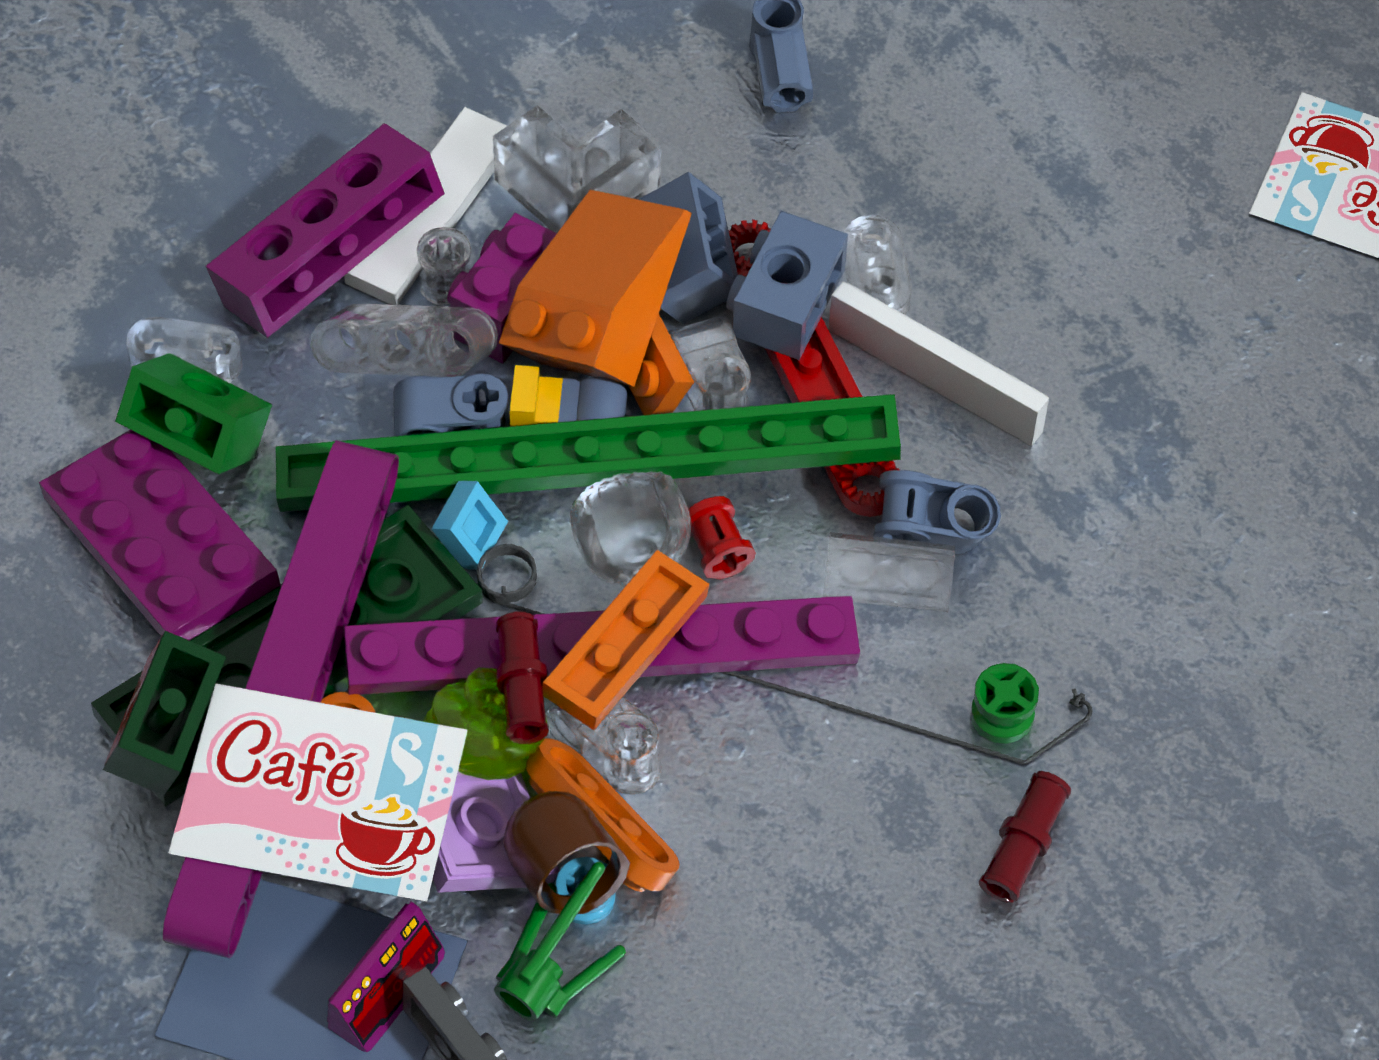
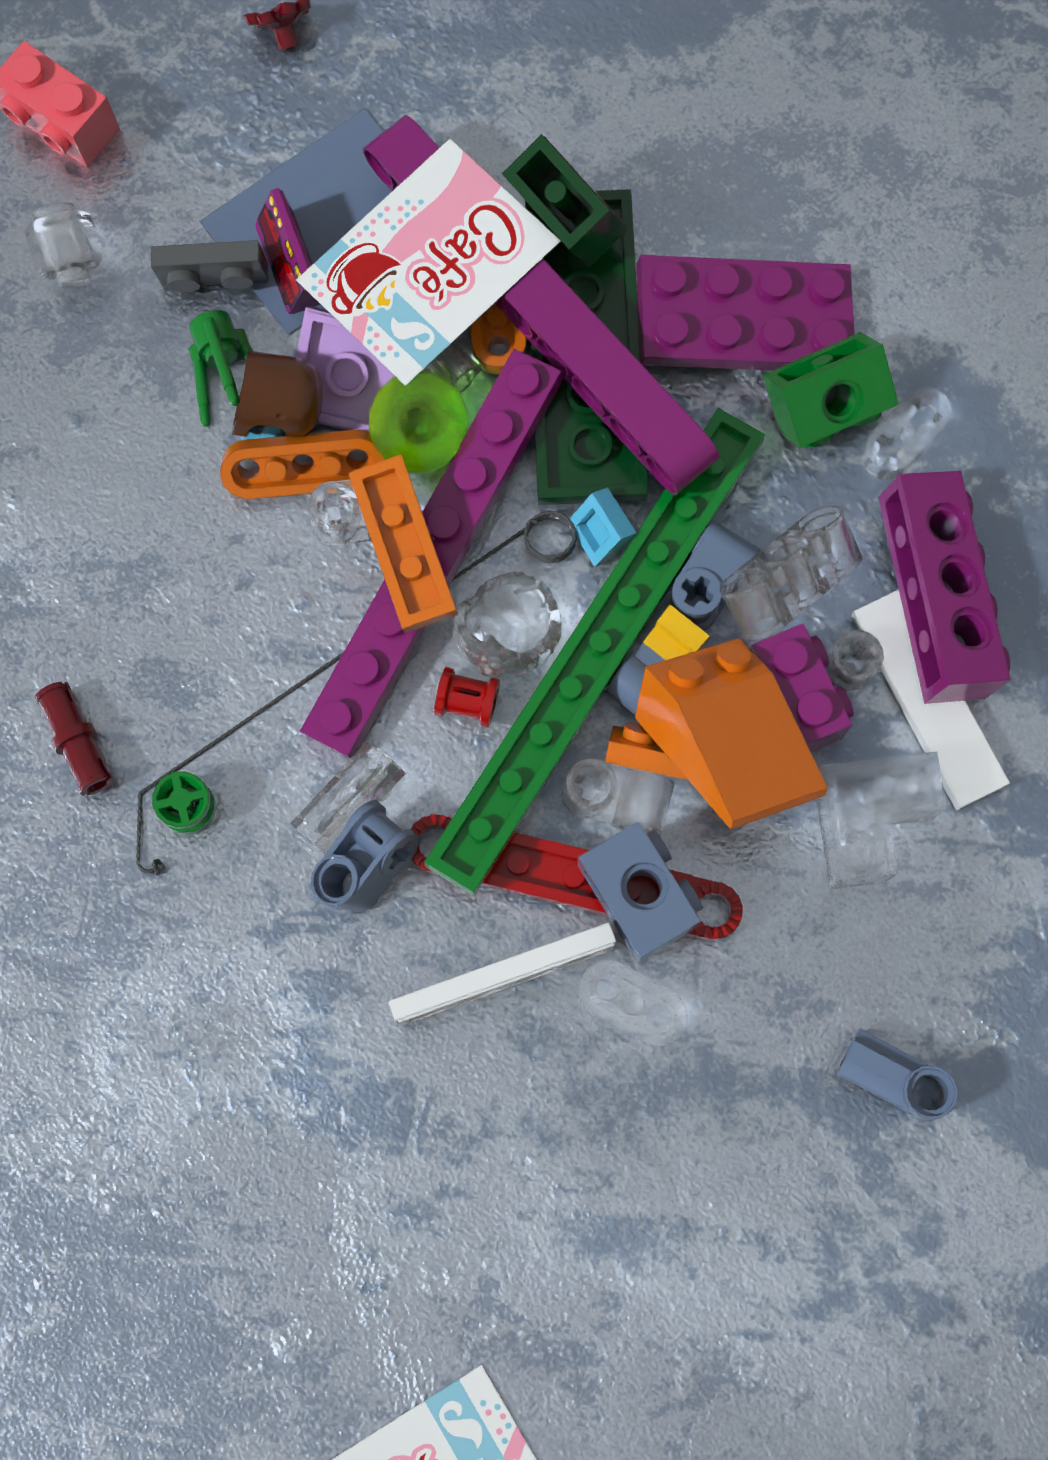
camera: 130 degrees right, 20 degrees up
(521, 677) = (421, 449): dark red pin -> none
(706, 257) = (746, 861): sand blue brick -> none

